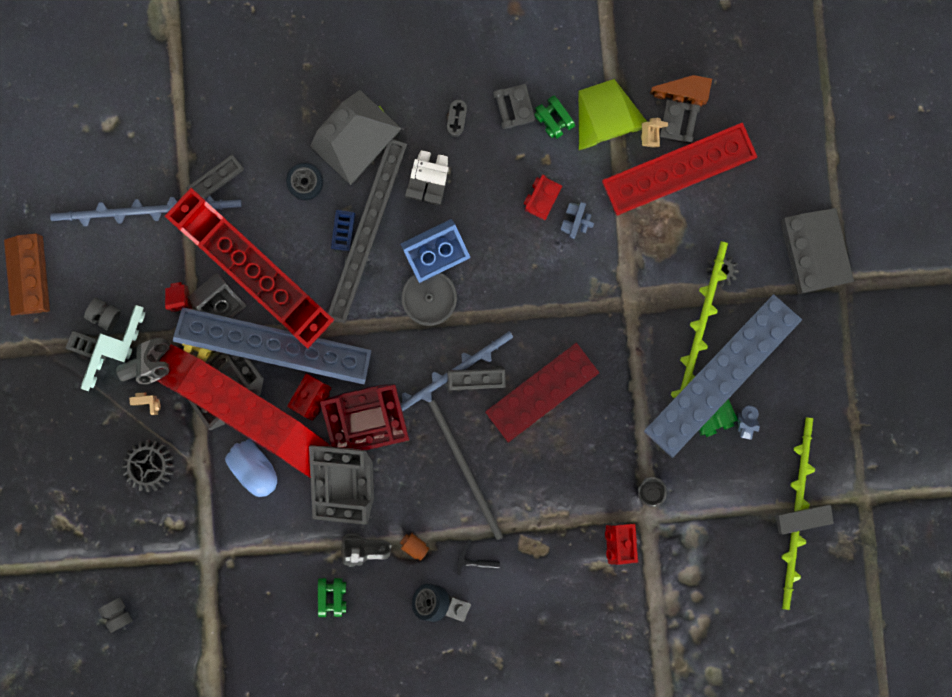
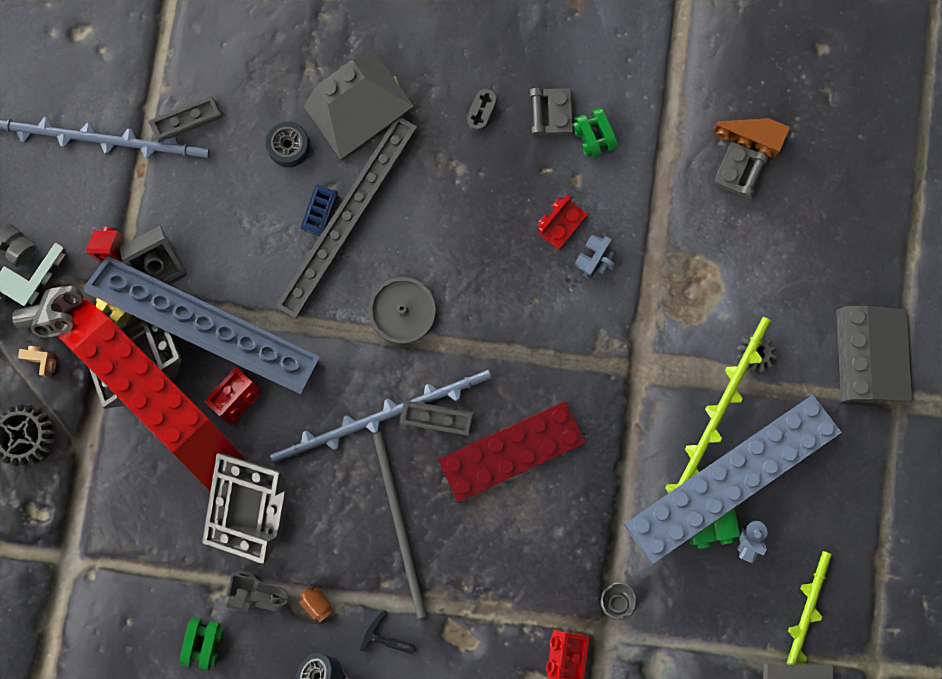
camera: 10 degrees right, 5 degrees down
(249, 267) = (196, 225): red slope -> none
(252, 468) = (144, 466): light blue hair -> none
(365, 418) = (292, 435): dark red slope -> none
(433, 174) = (435, 165): hips -> none
(435, 250) = (421, 256): medium blue slope -> none
(606, 114) = (656, 143): lime wedge -> none
(651, 132) = (705, 174): tan bracket -> none
(679, 169) = (729, 224): red plate -> none

